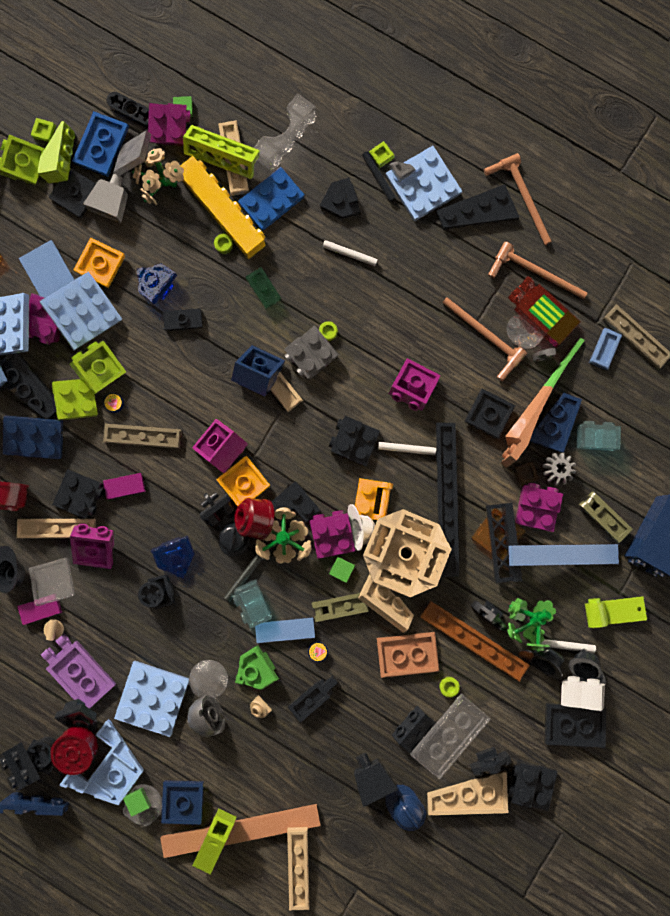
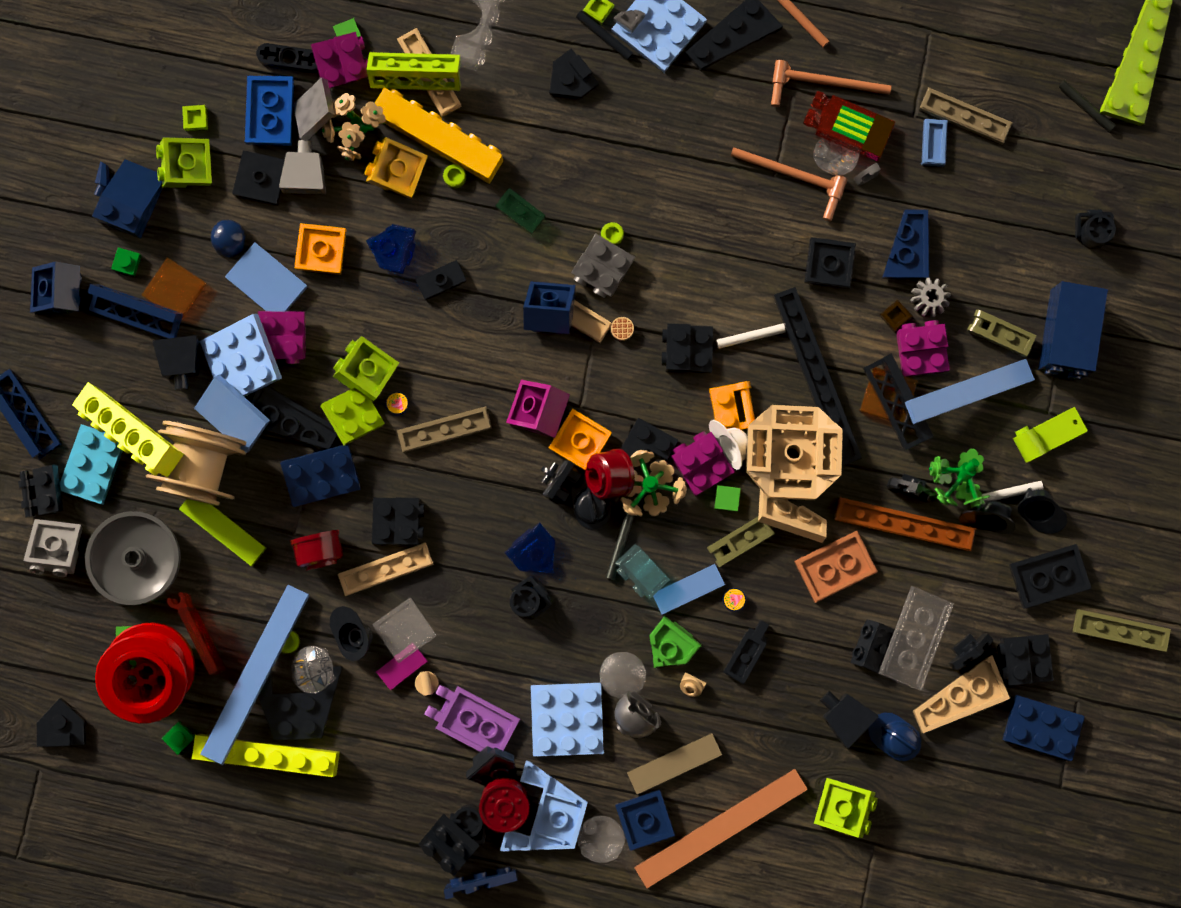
camera: 20 degrees left, 0 degrees up
(32, 230) = (228, 238): none -> dark blue hair
(56, 157) = (225, 144): lime slope -> none
(80, 310) = (322, 311): light blue plate -> none
(92, 546) = (437, 572): magenta plate -> none
(124, 486) = (445, 493): magenta tile -> none
(137, 802) = (594, 836): bright green tile -> none
(180, 220) = (395, 167): none -> yellow plate
(214, 841) = (697, 847): lime slope -> none
(223, 765) = (674, 763): none -> dark tan tile
(271, 199) = (490, 105): blue plate -> none
(298, 868) = (800, 845): tan tile -> none
(308, 407) = (622, 328): none -> tile
(345, 853) = (845, 808): none -> lime plate
(350, 253) = (604, 135): white bar -> none
(414, 385) = (733, 261): magenta plate -> none
(449, 687) = (895, 585): lime tile -> none
(521, 432) = (873, 271): nougat plate -> none
(526, 845) = (1043, 727): none -> dark blue plate
(583, 694) = (1045, 538): white brick -> none
(598, 437) = (961, 245): clear light blue brick -> none
(617, 790) = (1121, 630): none -> olive plate

